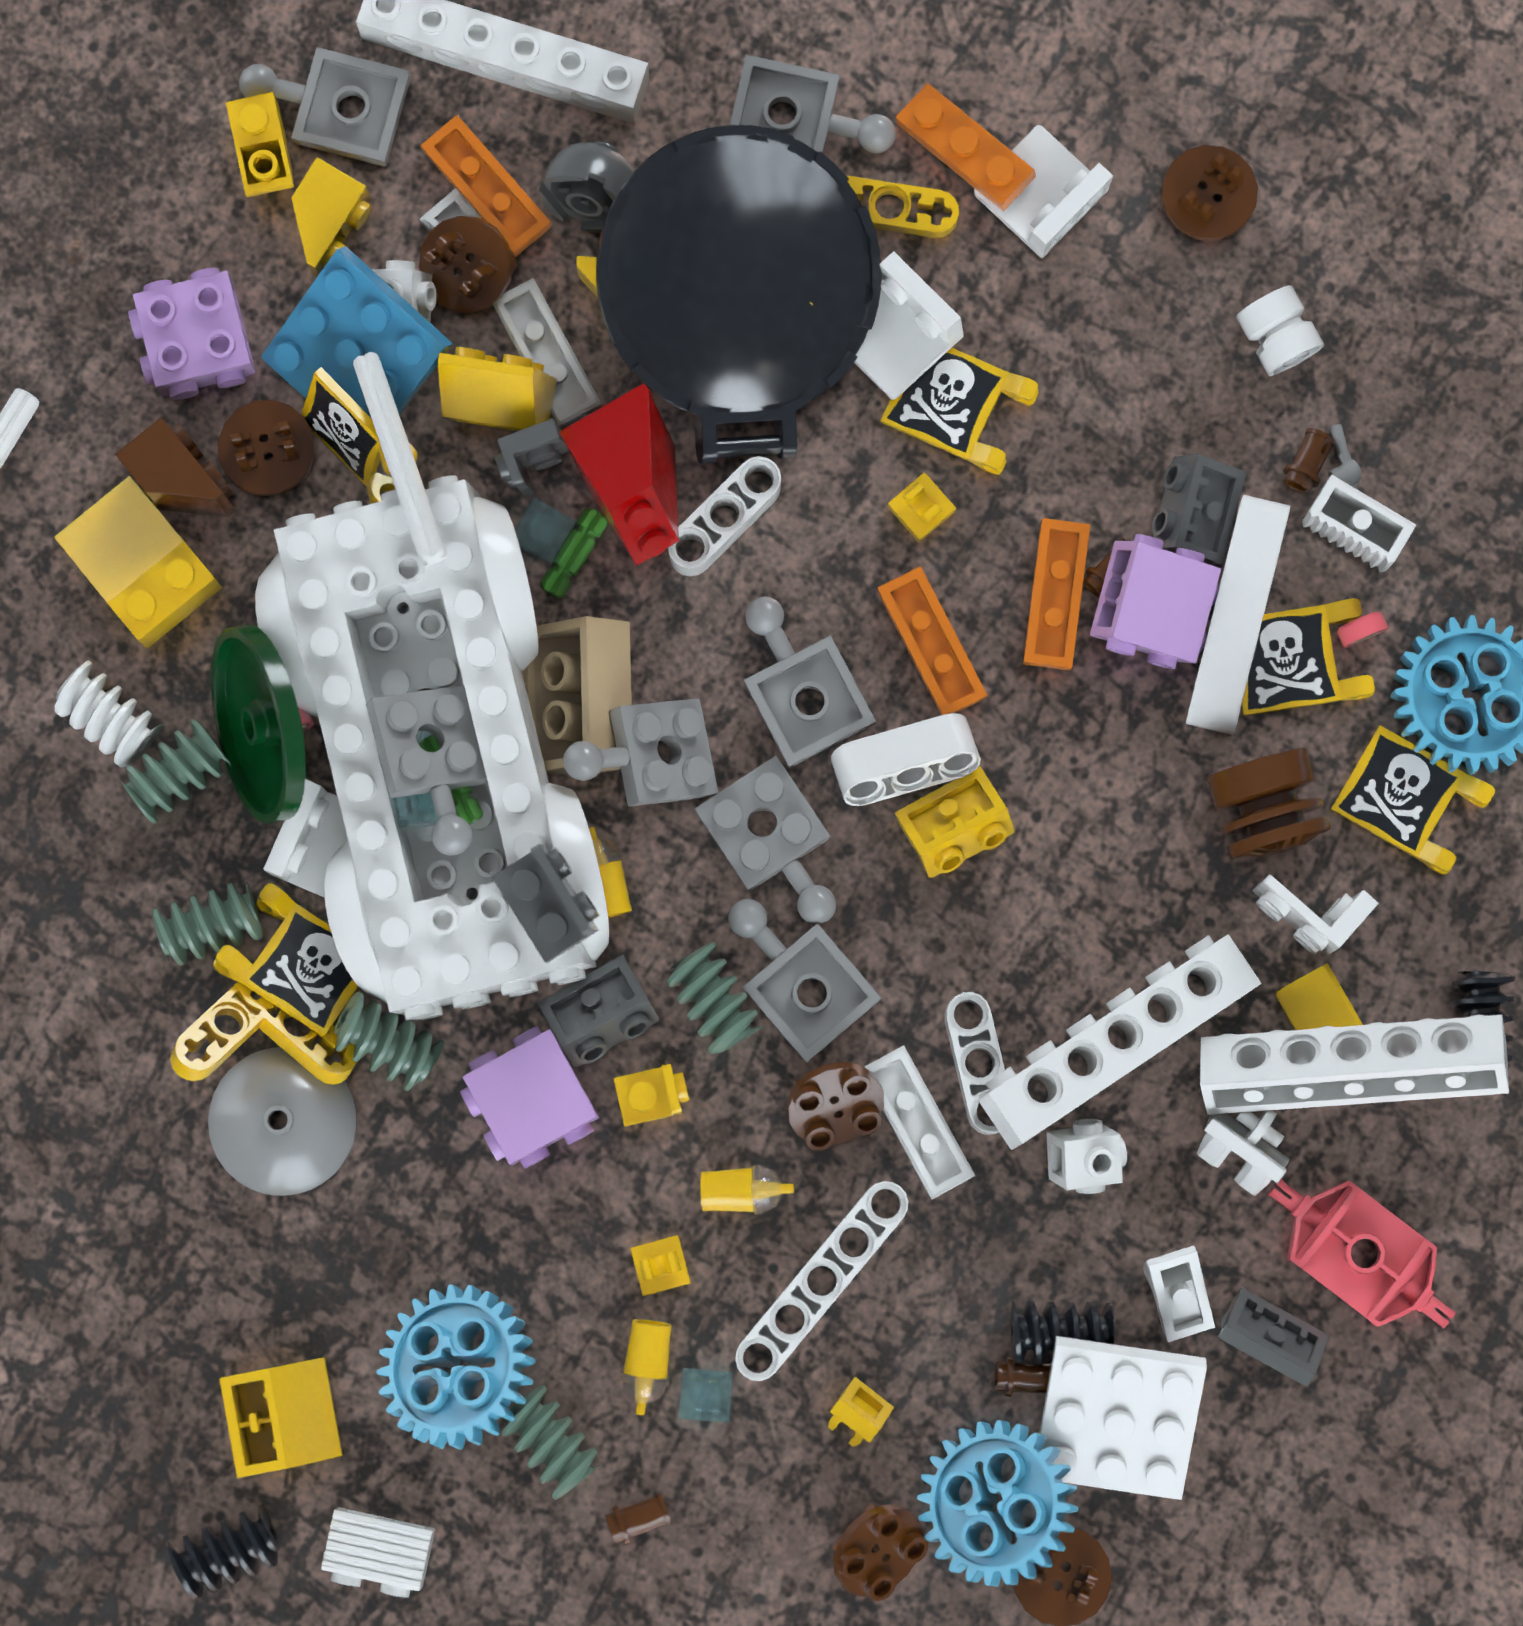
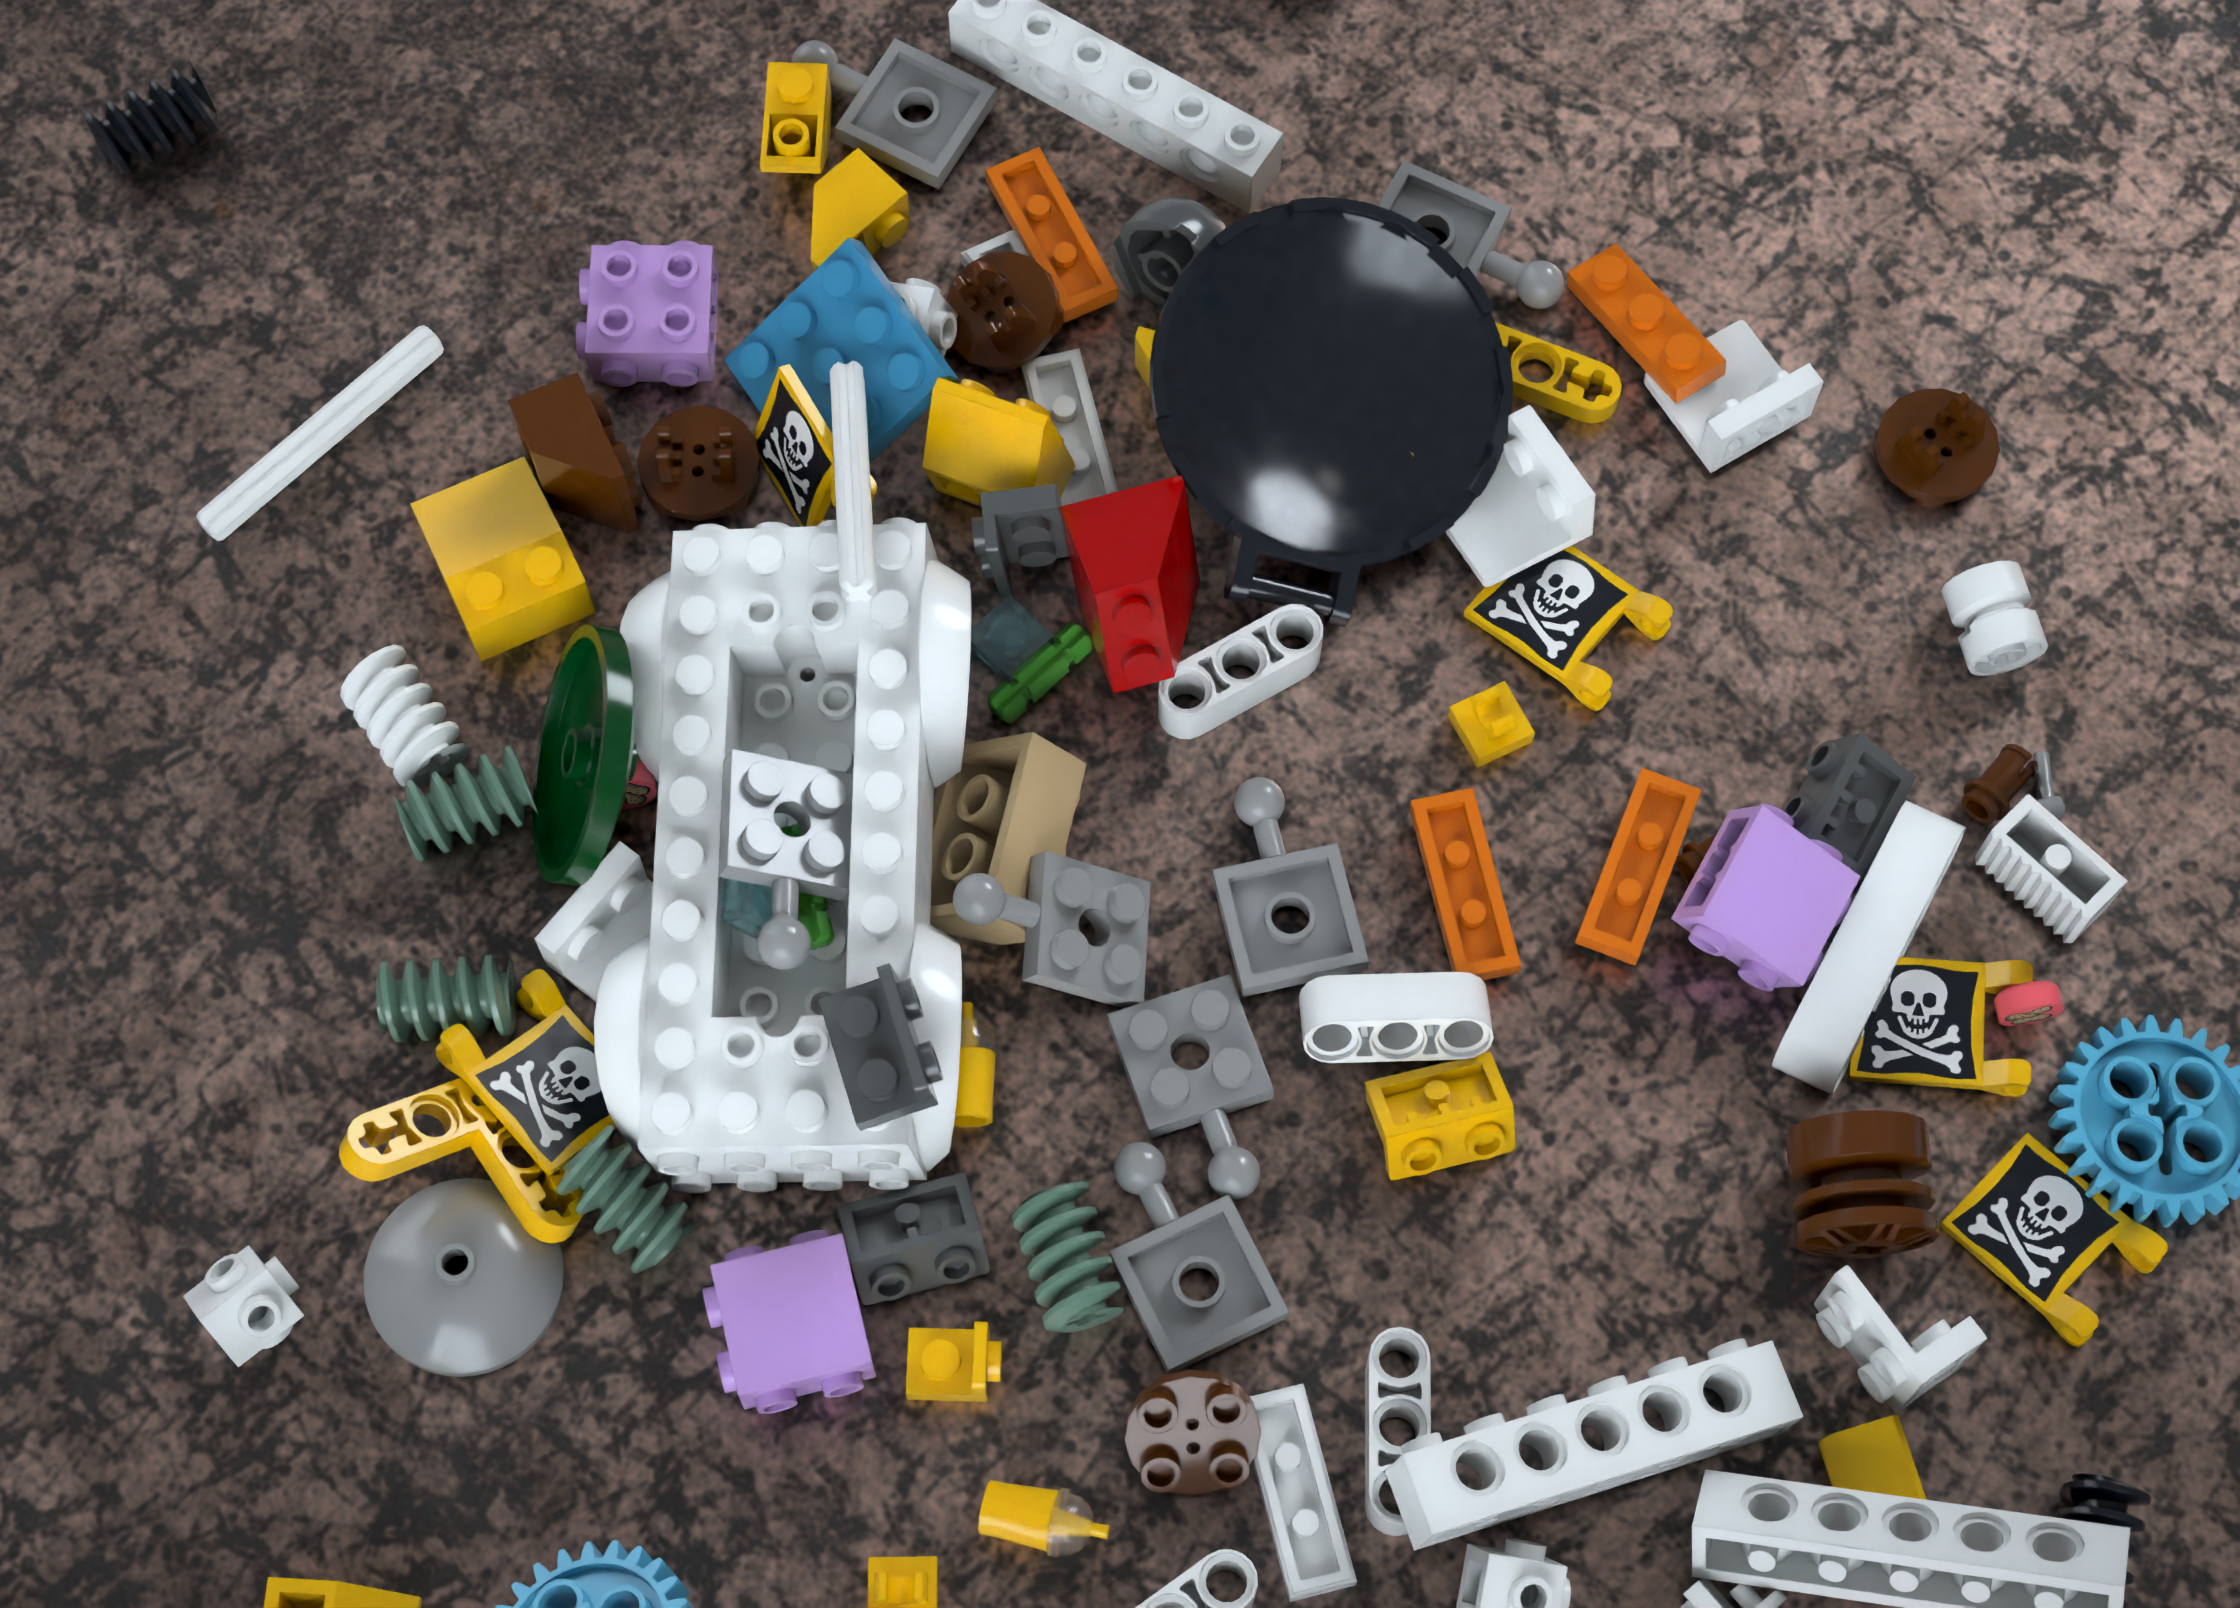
camera: 15 degrees right, 15 degrees down
(135, 1186) = (245, 1304): none -> white brick

